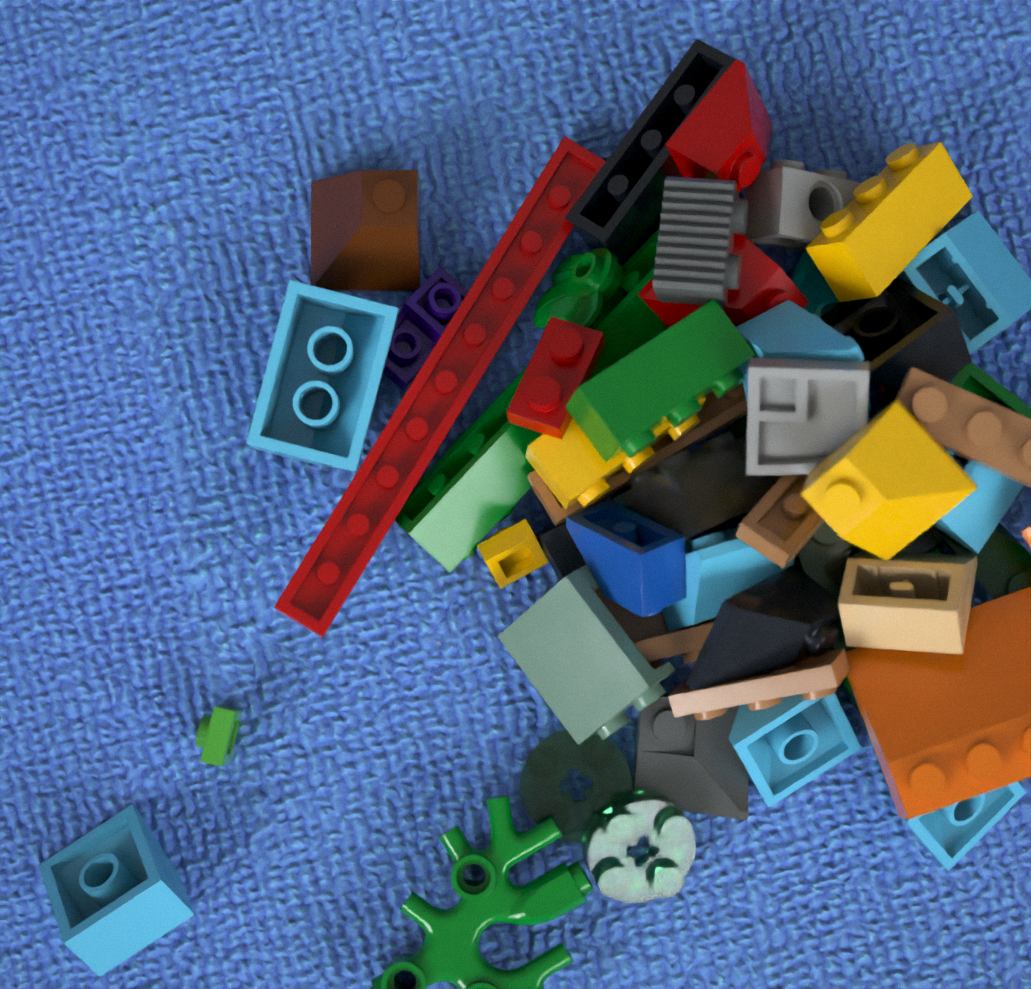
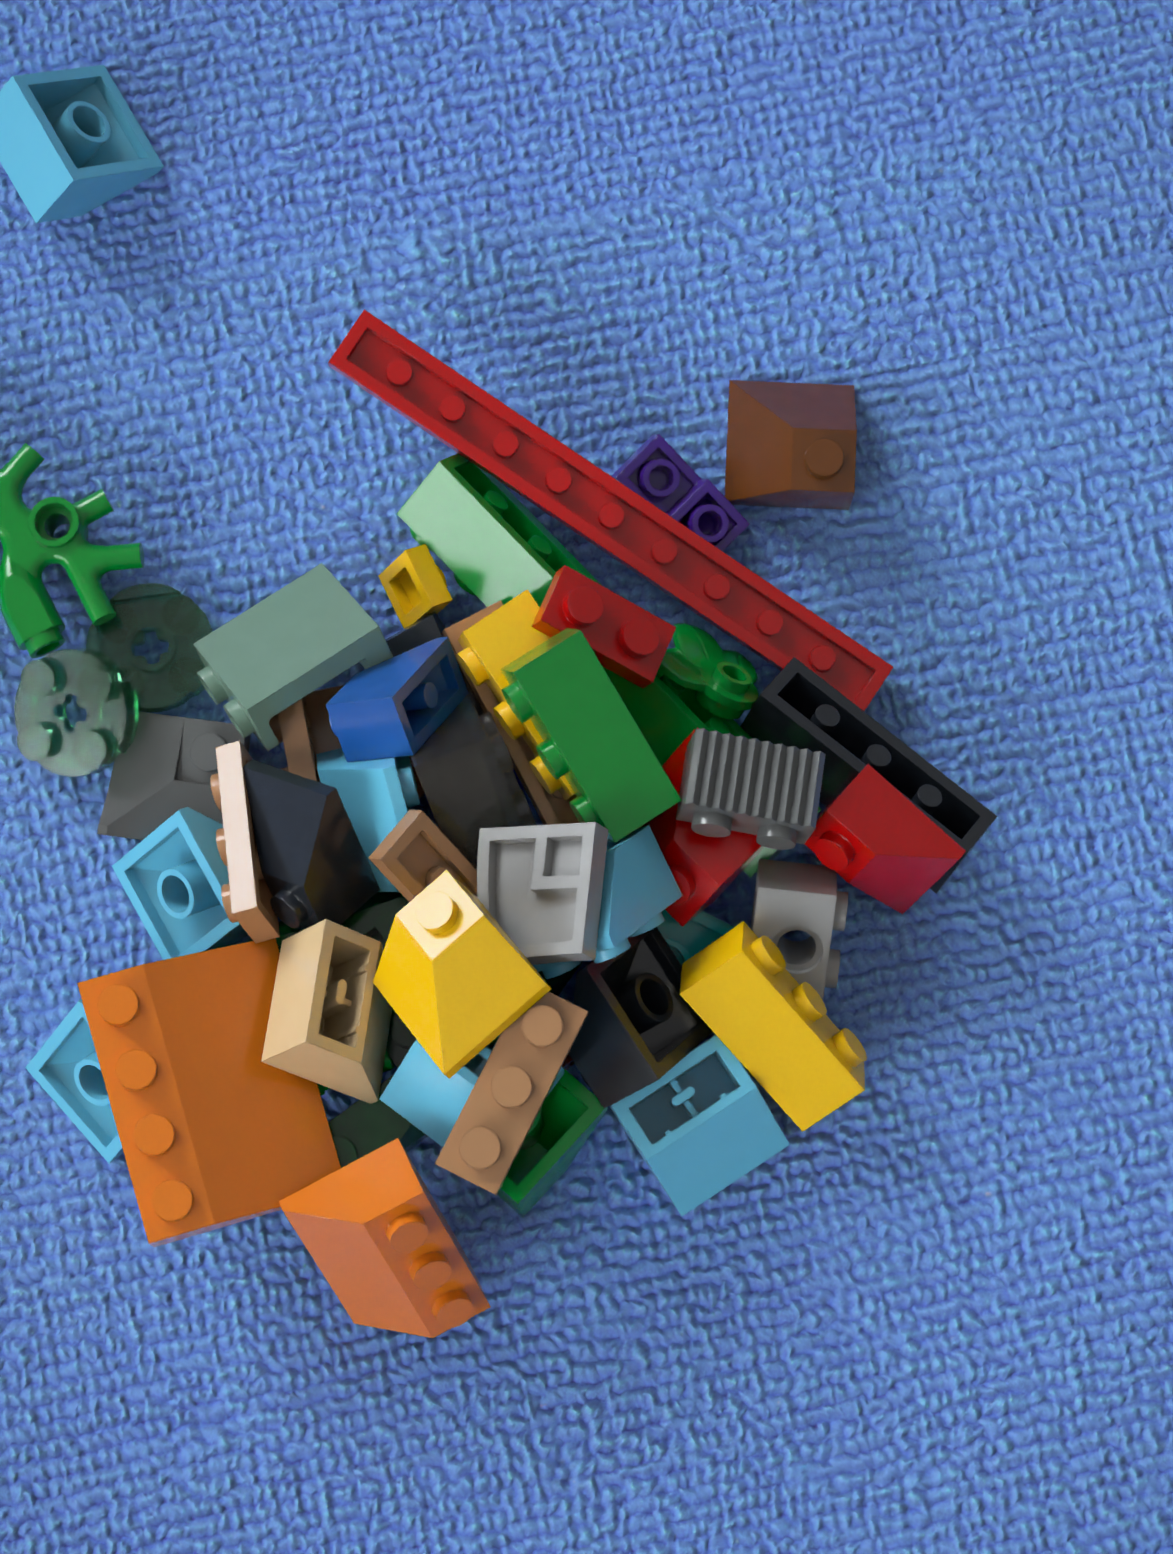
camera: 90 degrees right, 5 degrees down
(218, 734) = (232, 258): bright green plate -> none
(322, 377) = (623, 378): medium azure slope -> none

